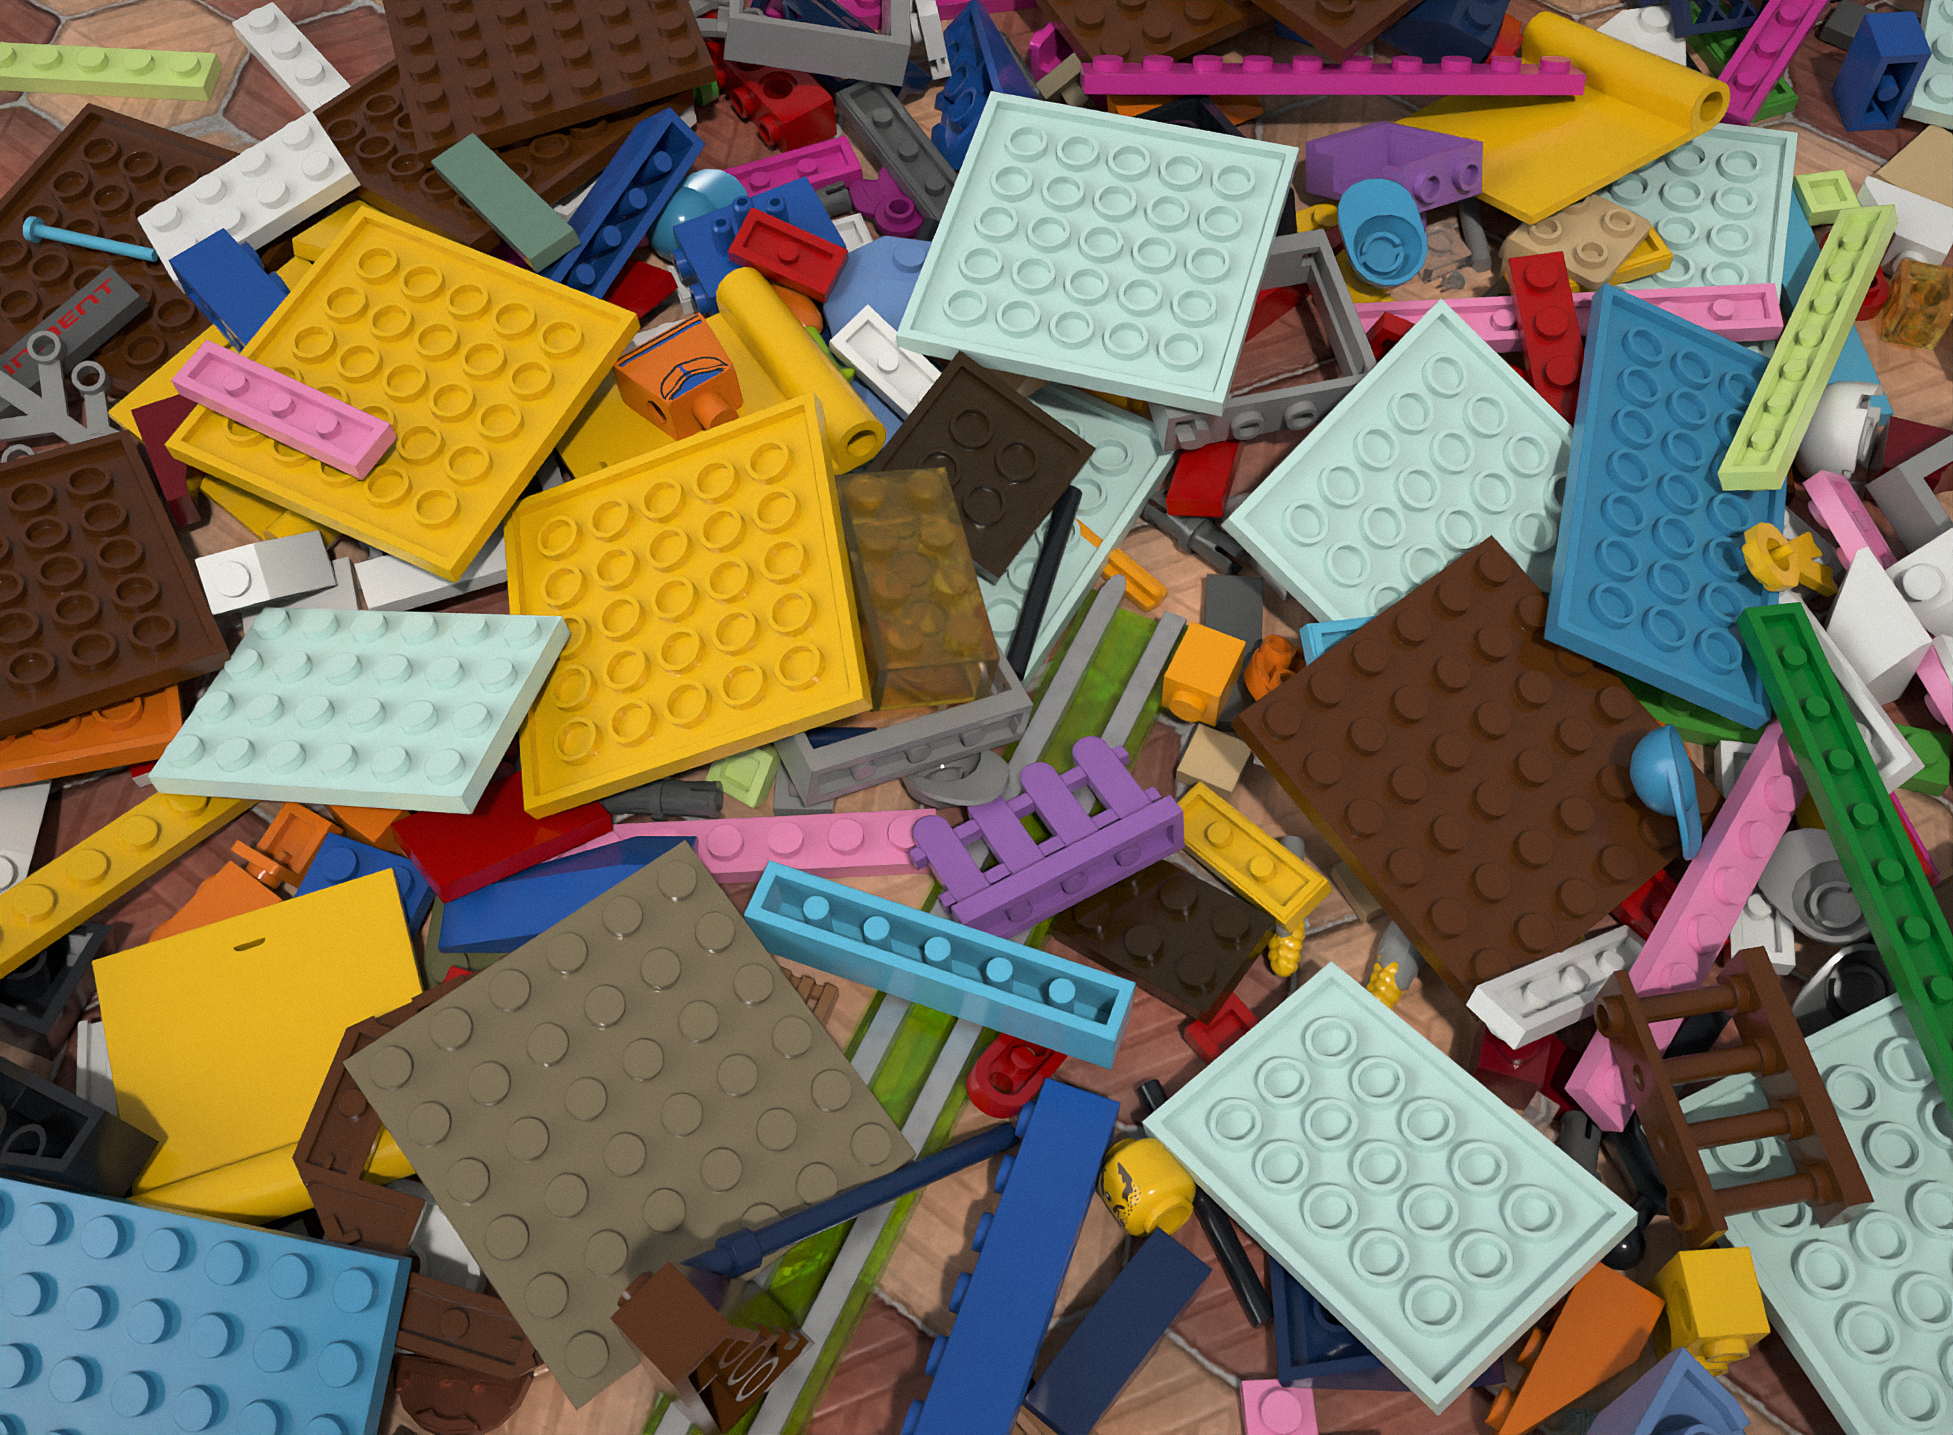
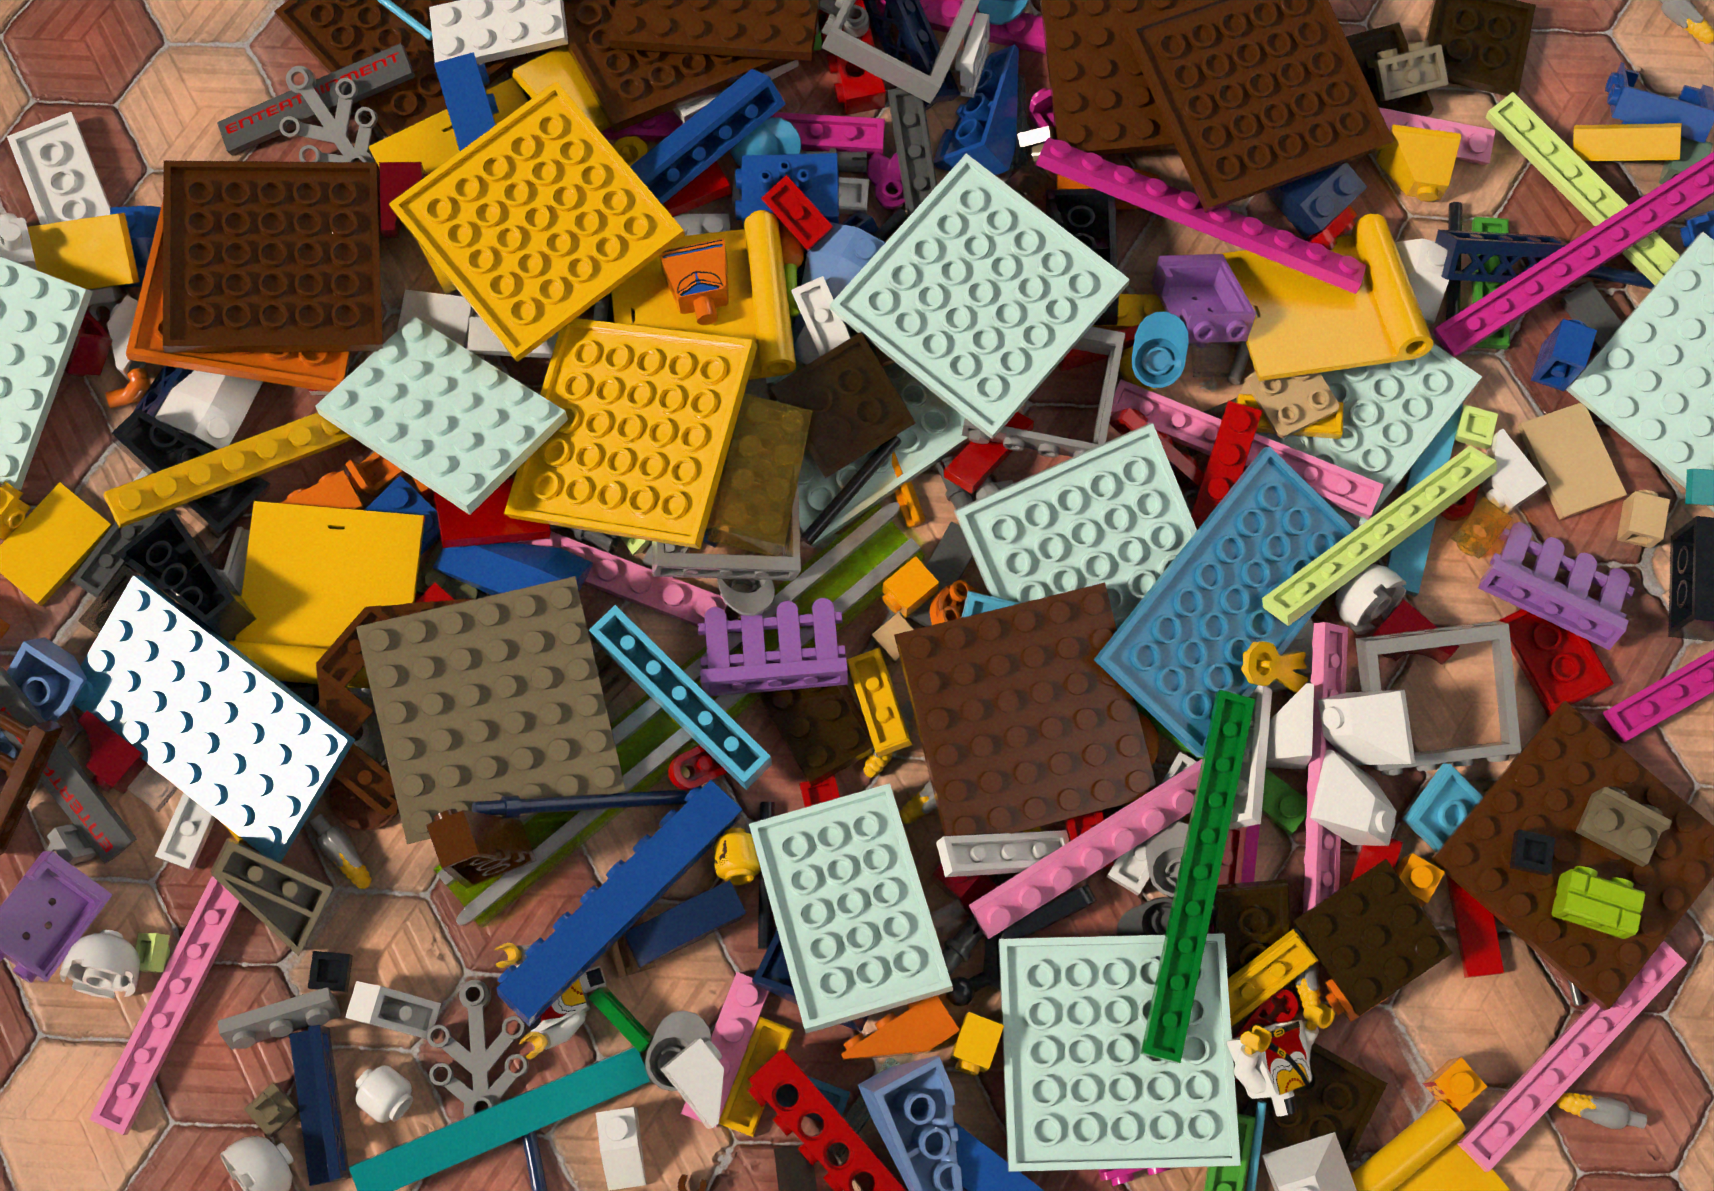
camera: 20 degrees right, 15 degrees up
(265, 572) = (419, 297): white slope -> none
(284, 409) = (460, 214): bright pink plate -> none
(506, 203) = (644, 104): sand green tile -> none
(1667, 783) = (1117, 771): dark azure cap -> none
(1774, 1053) = (1073, 937): reddish brown fence -> none

